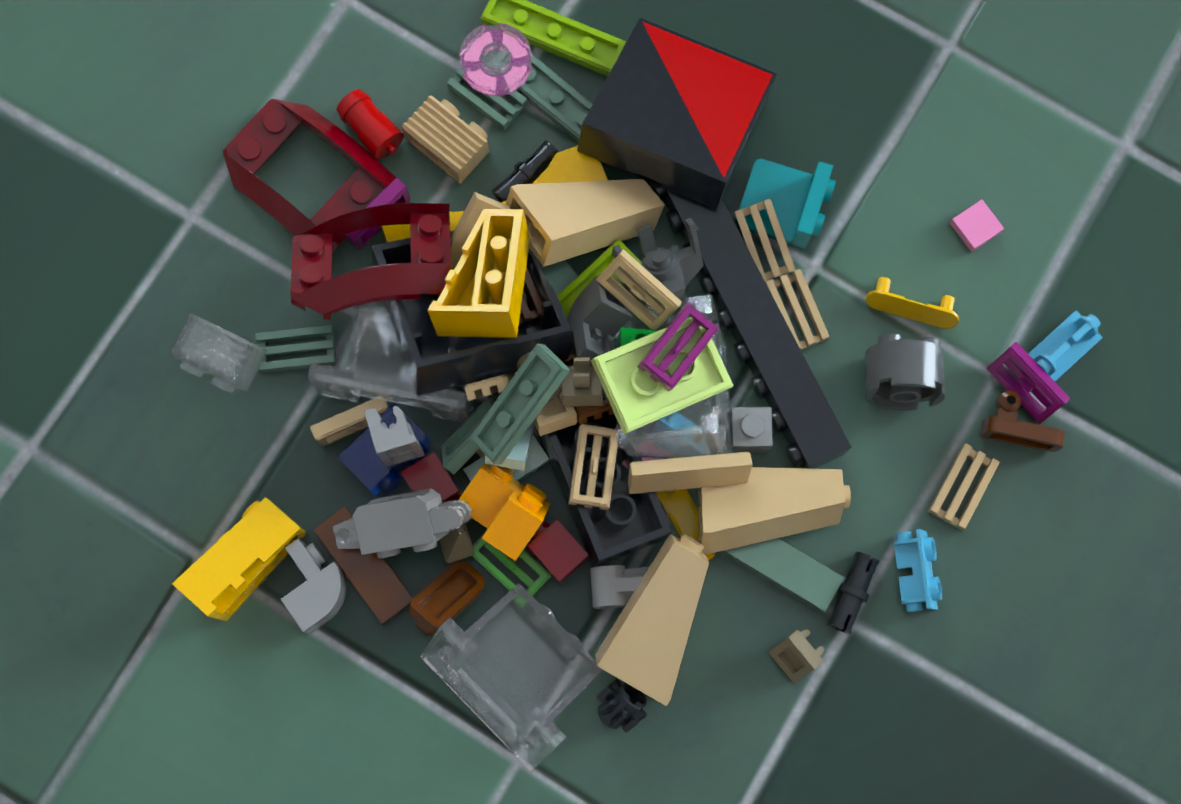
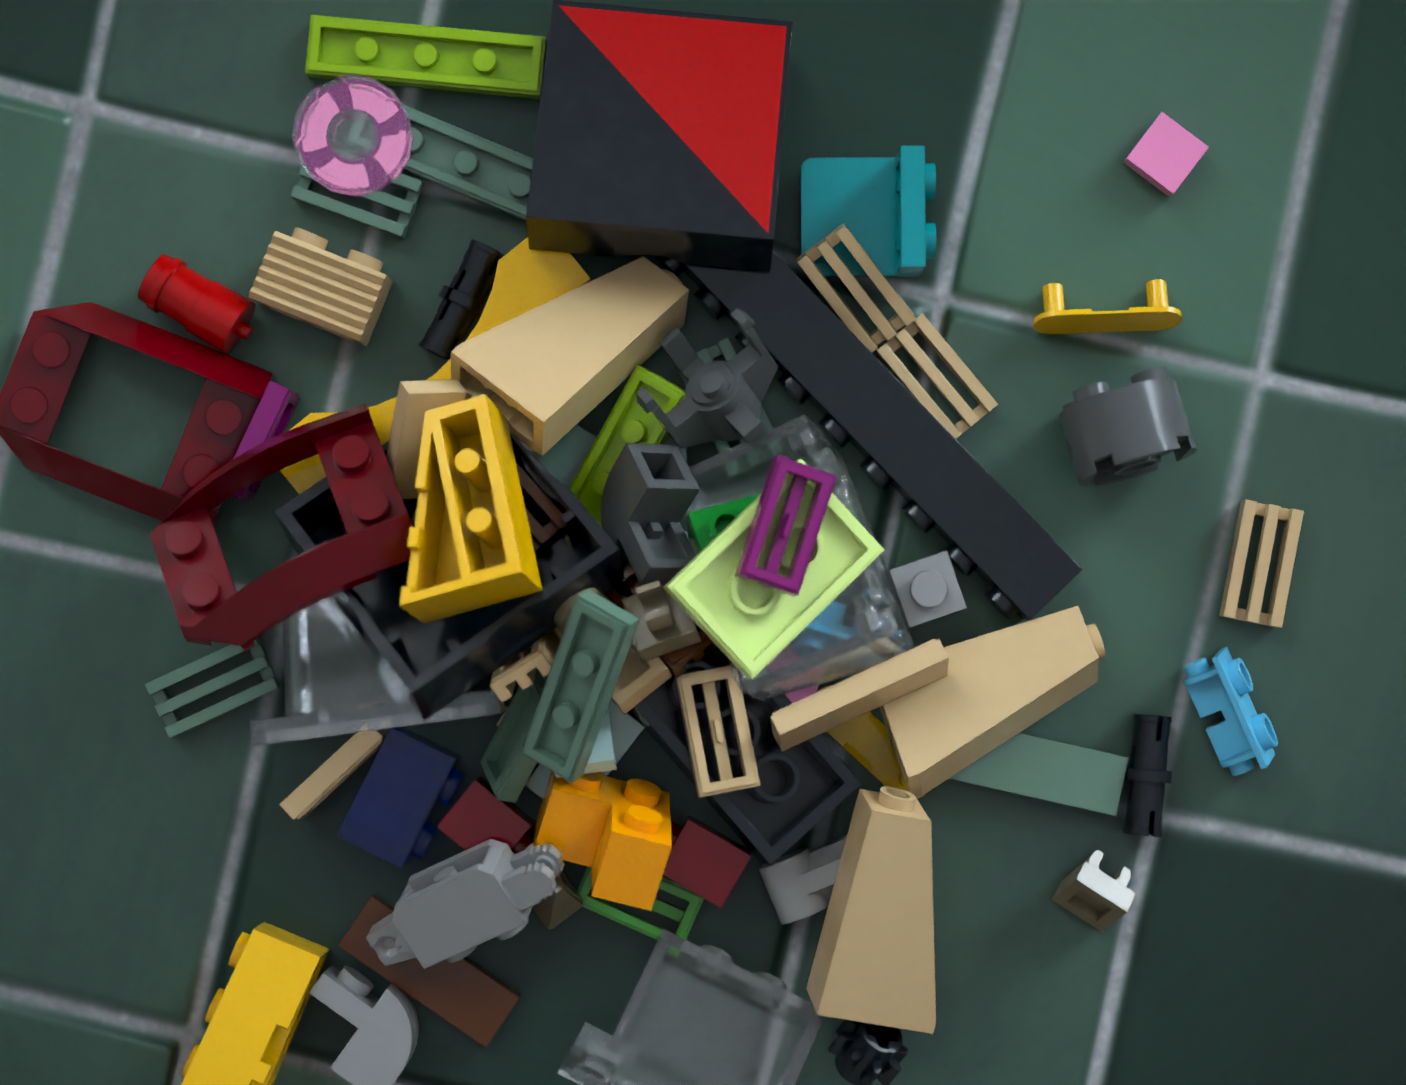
camera: 15 degrees left, 10 degrees up
(219, 353) = (102, 737): clear brick -> none
(394, 443) = (409, 796): light grey hinge -> none
(446, 597) = (566, 981): reddish brown piece -> none
(668, 301) = (700, 440): tan tile -> none
(1005, 428) = (1298, 457): reddish brown piece -> none
(1031, 379) = (1315, 372): magenta tile -> none
(1067, 344) = (1348, 303): medium azure hinge -> none

